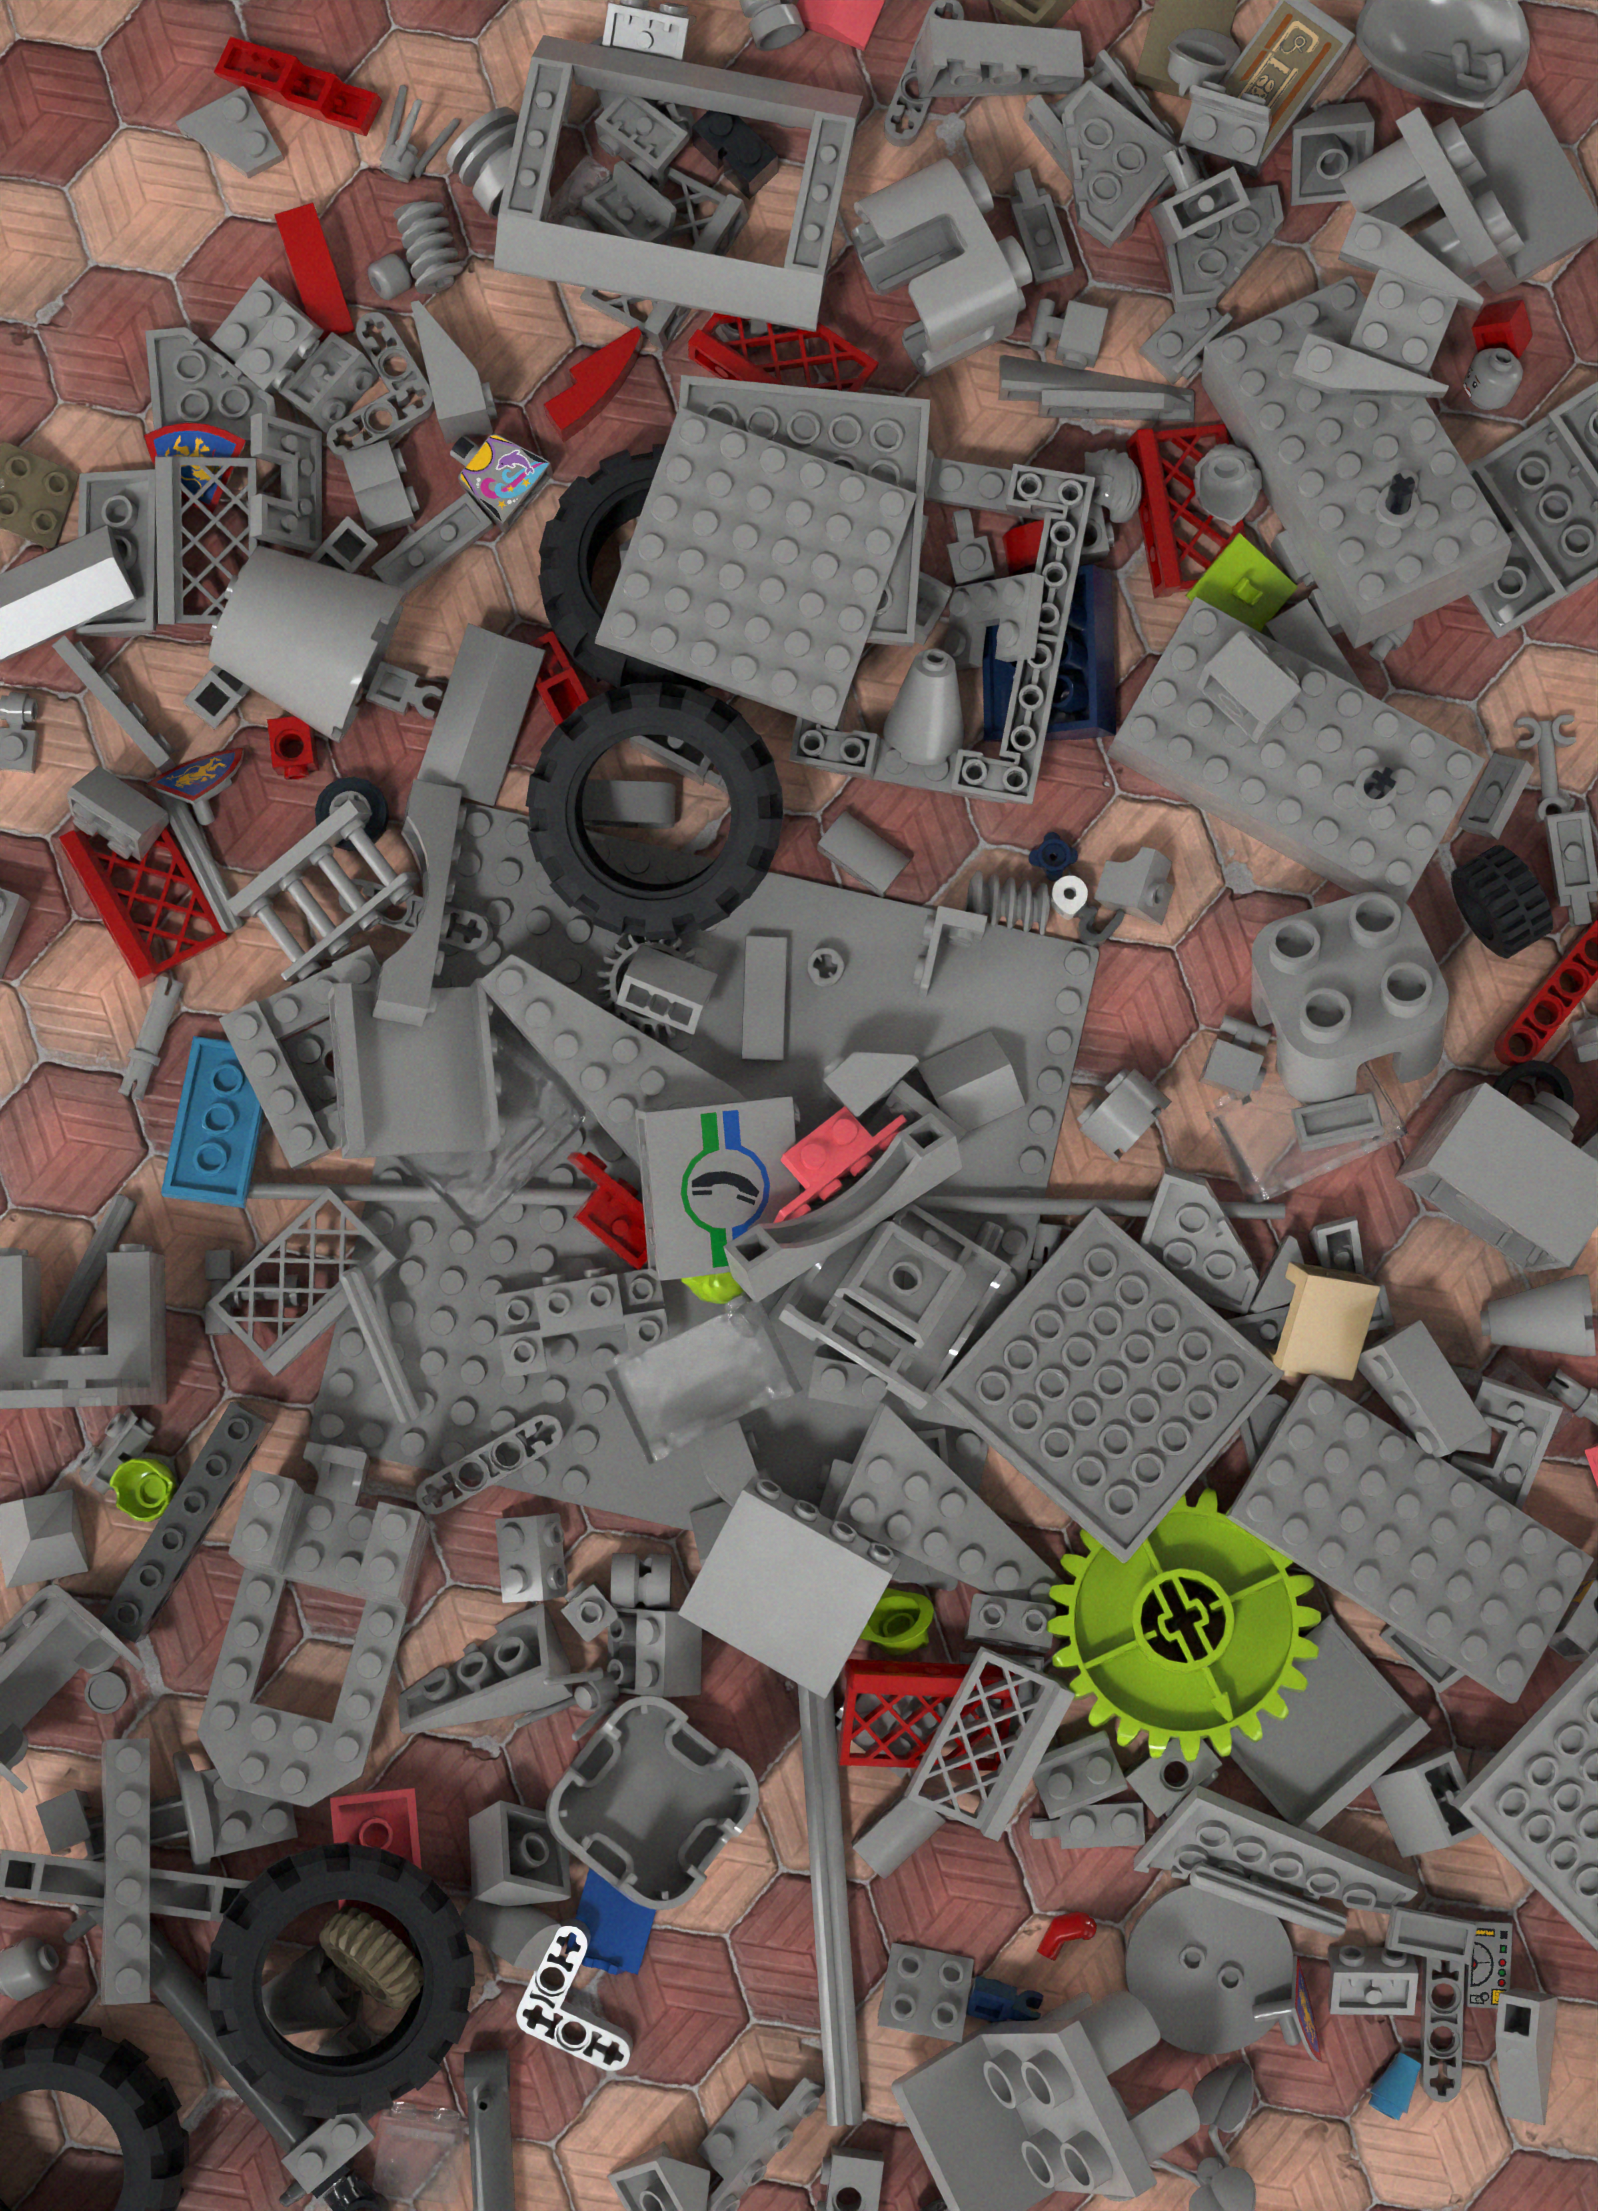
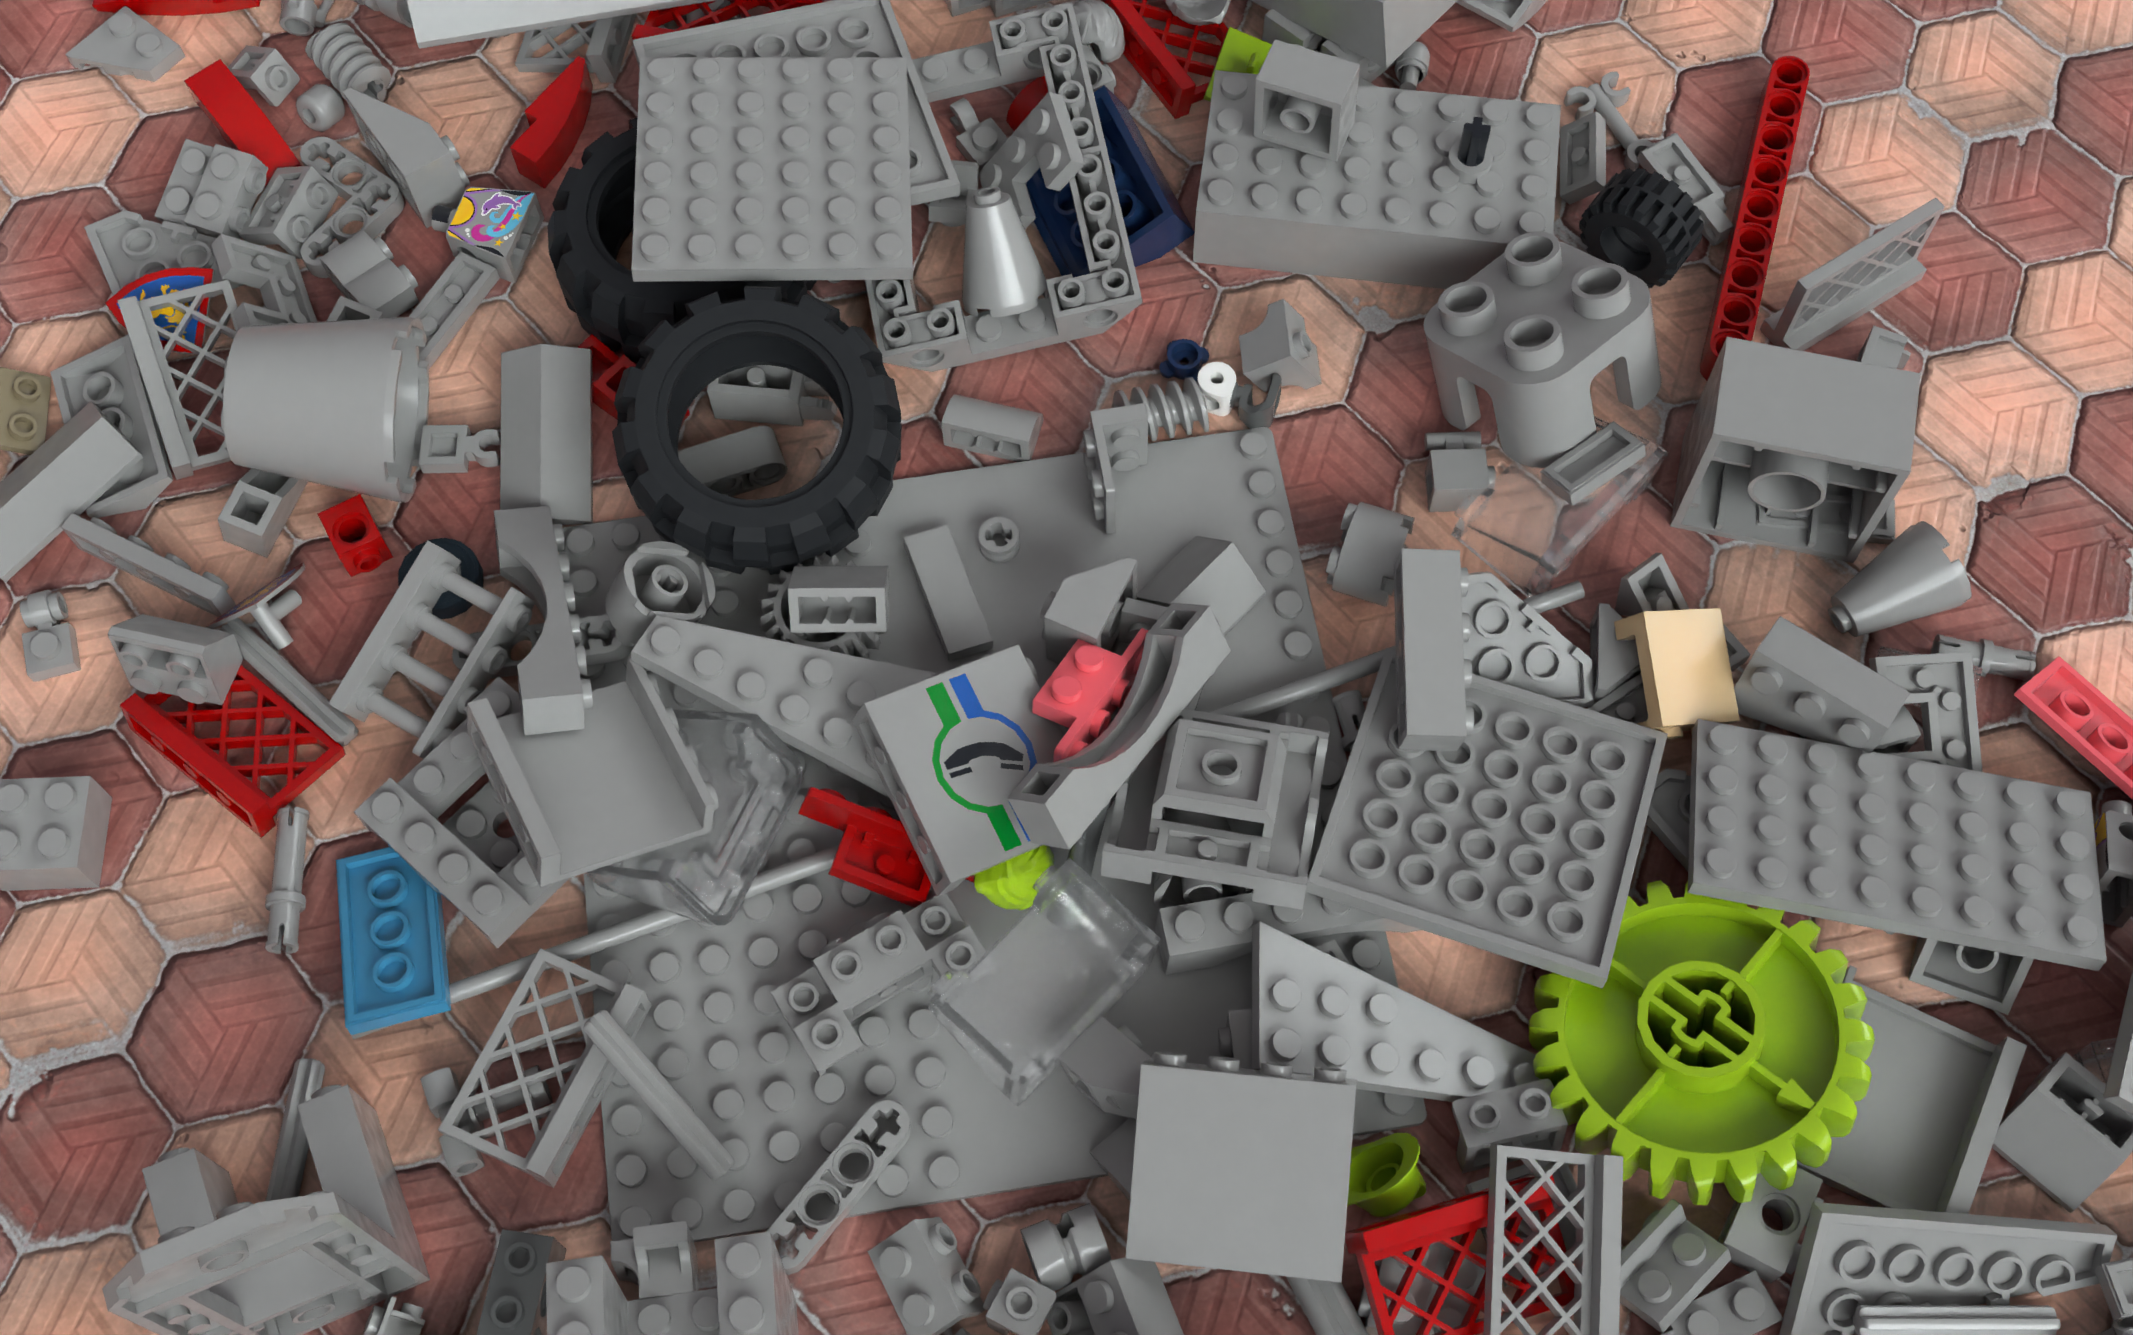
camera: 15 degrees left, 20 degrees down
(347, 217) = (266, 72): none -> light grey bracket
(522, 921) = (657, 582): none -> light grey brick
(1120, 1238) = (1431, 650): none -> light grey brick

